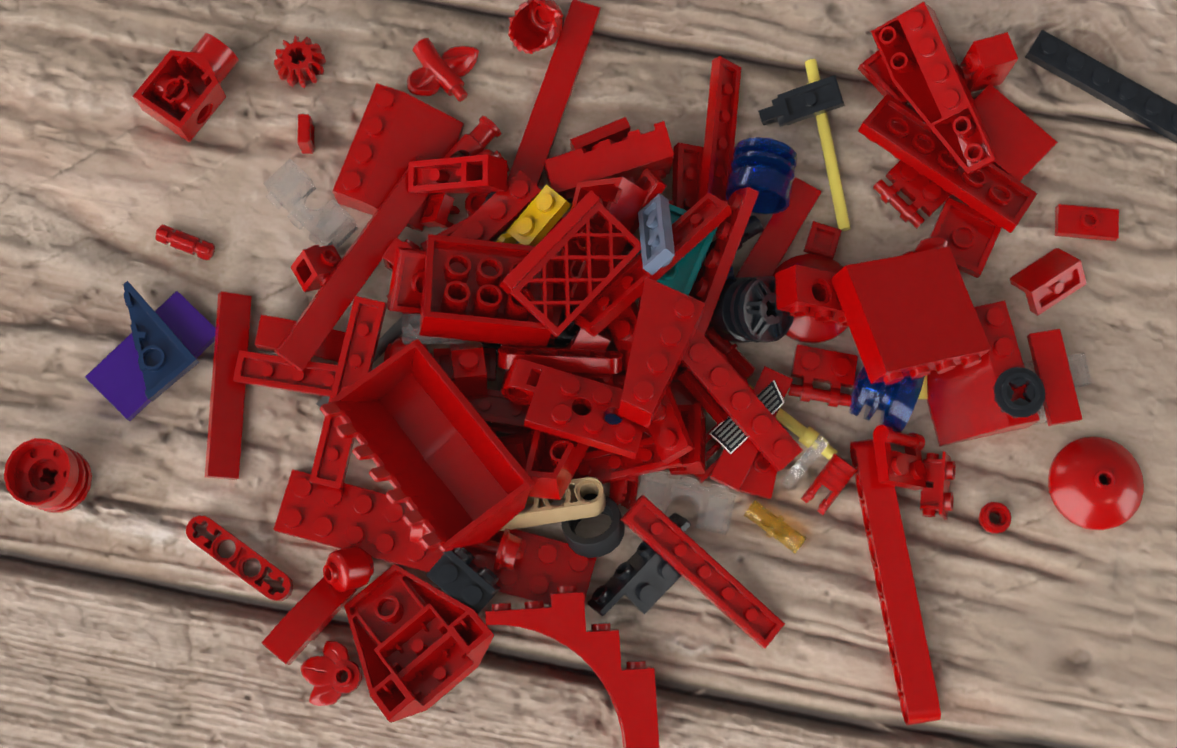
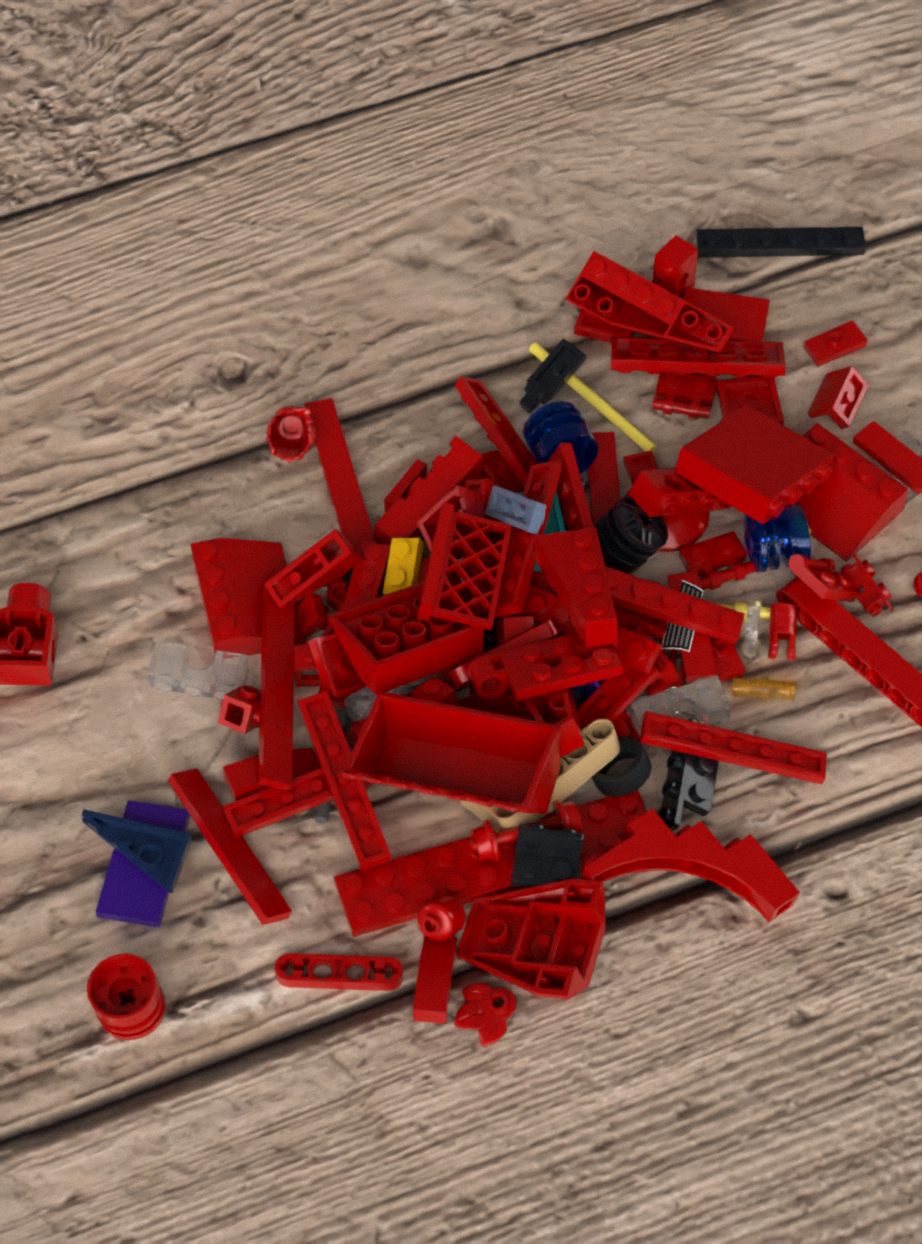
camera: 30 degrees left, 20 degrees down
(185, 242) = (106, 761): red axle -> none
(303, 71) = (105, 570): red gear -> none
(306, 134) = (152, 620): red tile -> none
(441, 70) = (234, 512): red plant -> none
(477, 139) = (305, 538): red piece -> none
(1033, 393) = (889, 469): black gear -> none

